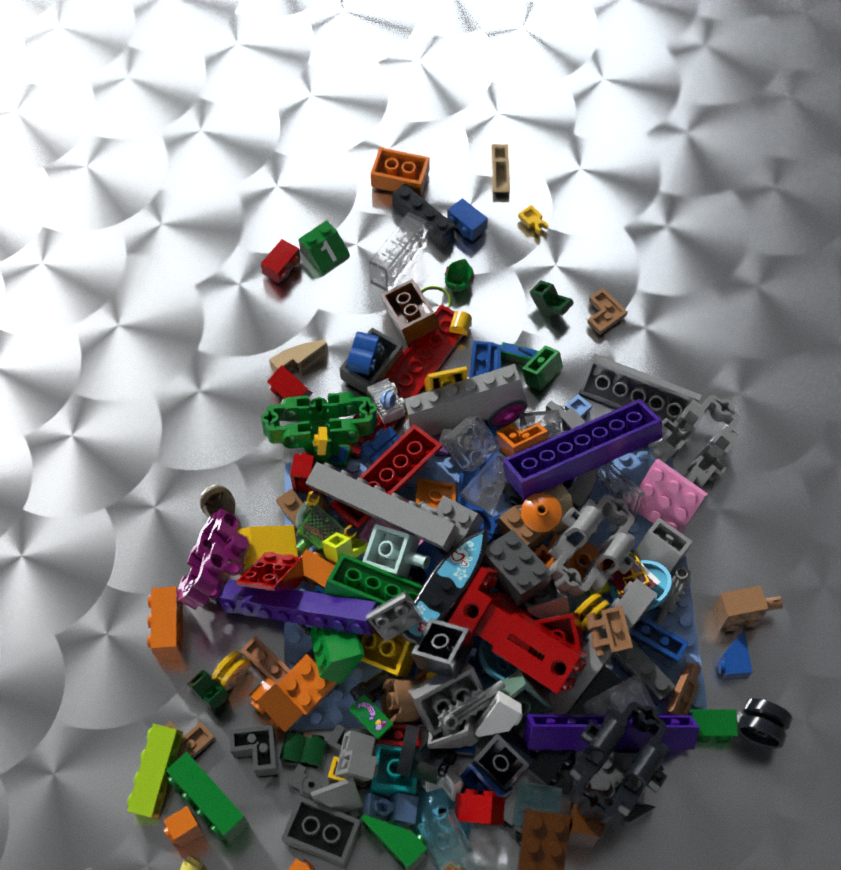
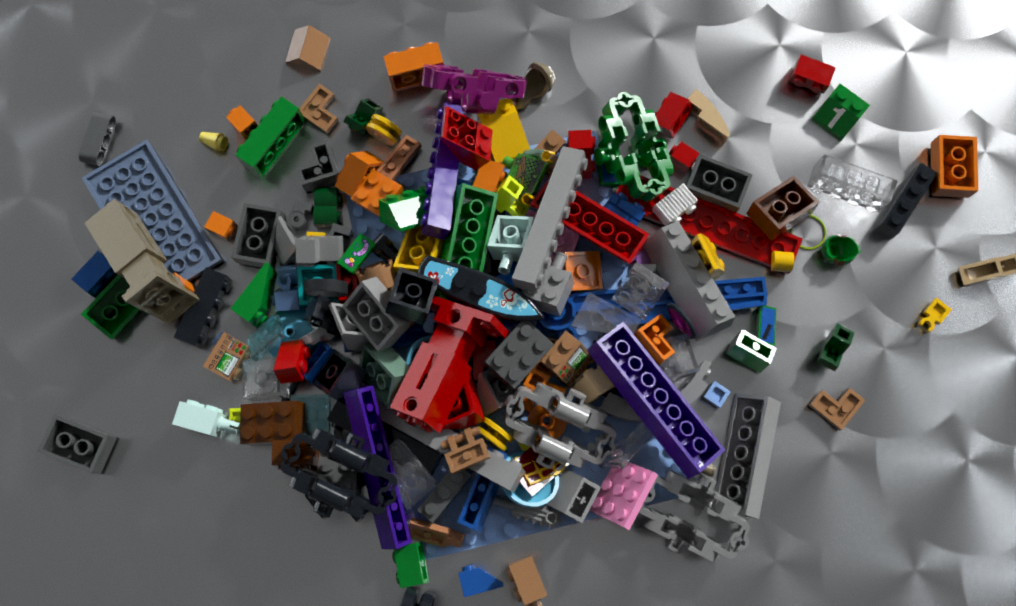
camera: 80 degrees right, 15 degrees up
(104, 745) = (308, 48): none -> medium nougat slope
(152, 776) = (295, 89): lime brick -> none
(320, 441) = (606, 148): yellow plate -> none
(334, 384) = (683, 156): none -> red brick
(363, 353) = (717, 171): blue brick -> none
(388, 399) = (671, 204): light blue plate -> none
(395, 616) = (434, 246): light grey slope -> none
(467, 219) = (913, 245): blue brick -> none
(470, 705) = (367, 330): light grey piece -> none
(499, 716) = (366, 360): white slope -> none
(544, 521) = (581, 377): orange dish -> none

